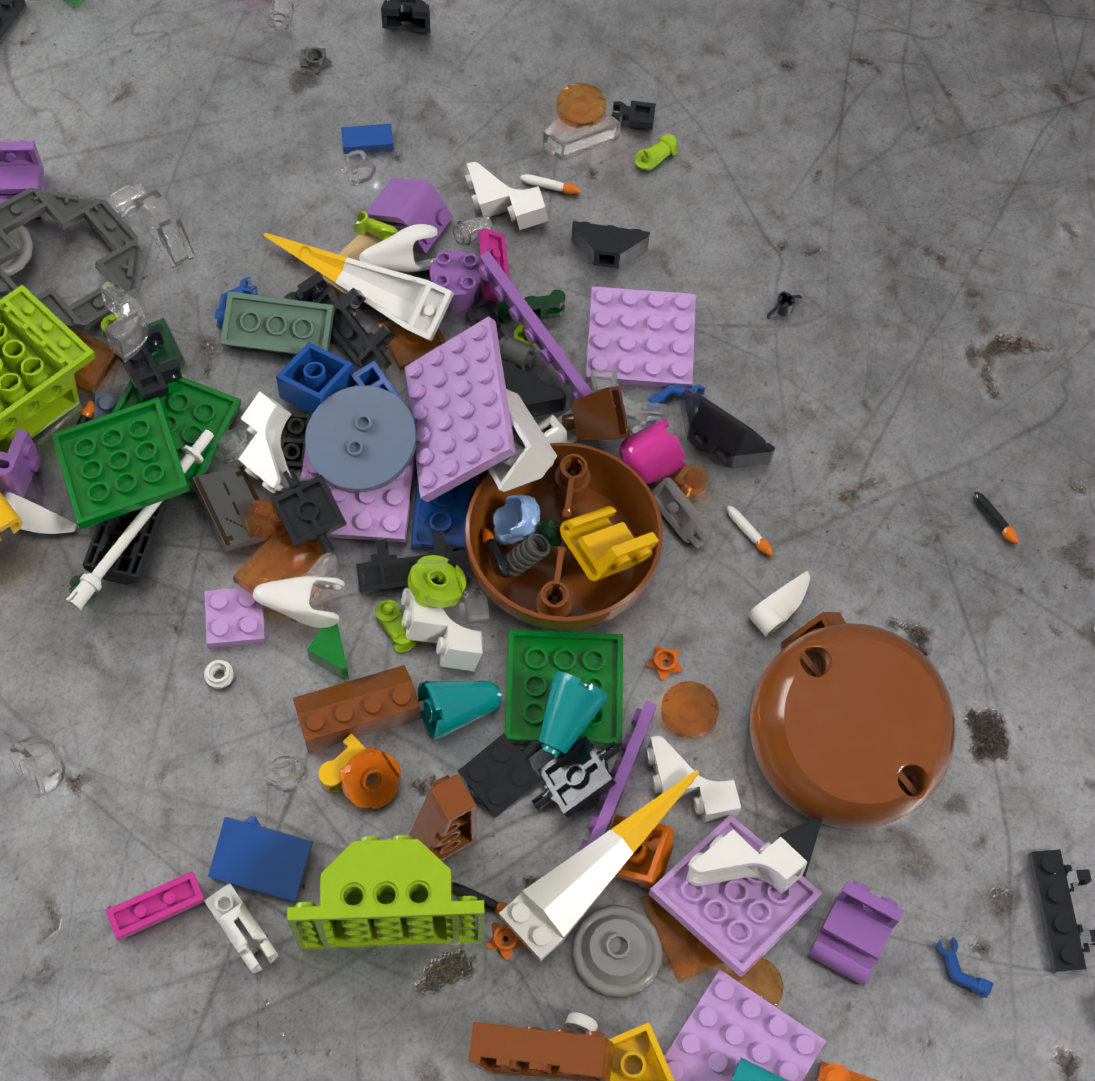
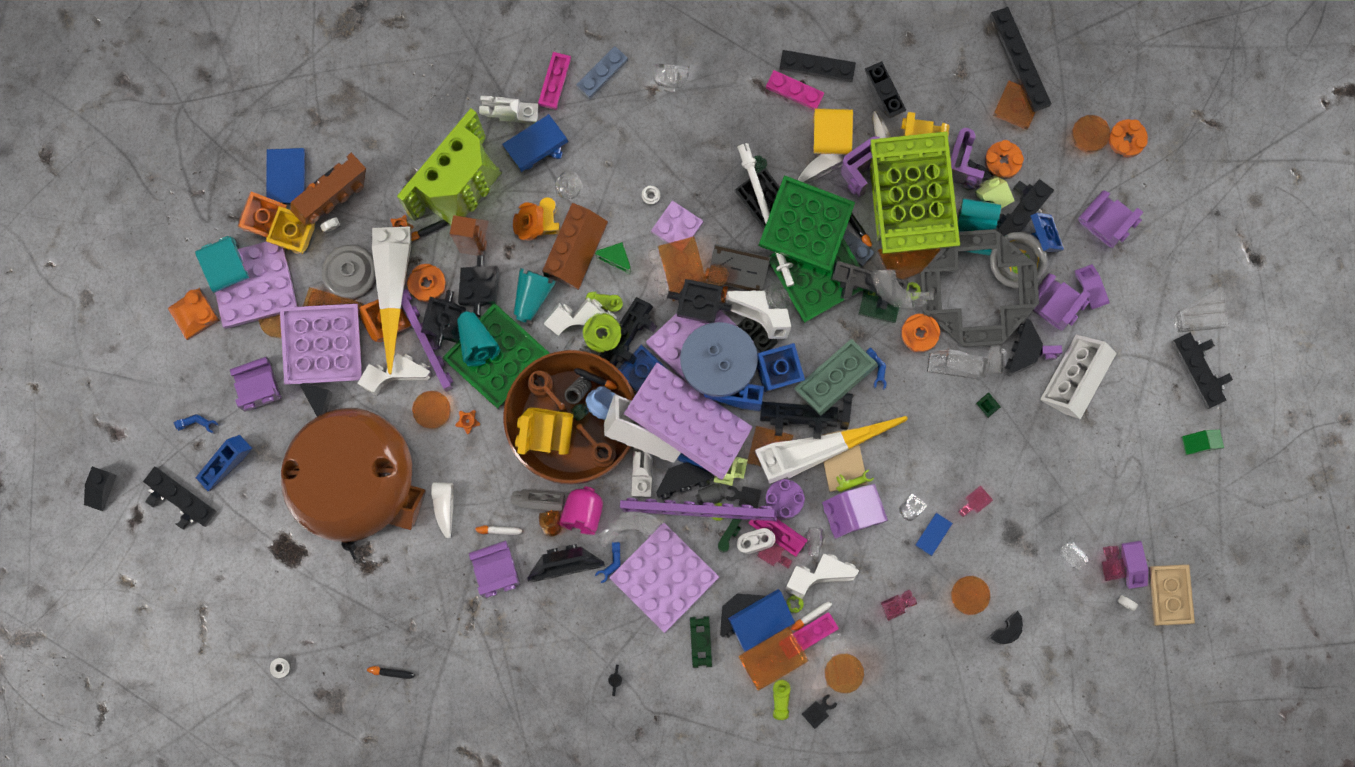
camera: 140 degrees right, 15 degrees up
(76, 158) = (1051, 352): none -> medium lavender plate
(83, 120) = (1078, 375): none -> white slope
(95, 178) = (1025, 350): none -> black slope
(98, 859) = (602, 72): none -> sand blue plate
(163, 298) = (925, 323): none -> orange plate
(185, 175) = (988, 405): none -> dark green slope
(293, 599) = (655, 255): white animal -> none
(297, 124) = (976, 500): none -> clear pink plate
(315, 53) = (1026, 551): dark grey plate -> none
(397, 251) = (826, 480): white animal -> none
(399, 70) = (970, 595): none -> clear orange tile
(473, 120) = (896, 606): none -> clear pink plate
(521, 258) = (774, 555): none -> clear pink plate
(525, 273) = (757, 541): none -> white plate
(544, 825) = (417, 277): none -> orange plate
(559, 204) = (800, 603): none -> lime bush
(572, 170) = (816, 631): none -> dark pink plate
(598, 213) = (761, 620): none -> blue tile
(598, 416) = (623, 496): reddish brown torso -> none
(625, 180) = (773, 658): none -> clear orange tile
(671, 258) = (700, 642): none -> dark green plate
(734, 859) = (335, 353): white arch -> none
(797, 491) = (494, 569): none -> medium lavender piece
(971, 889) = (223, 461): none -> blue slope

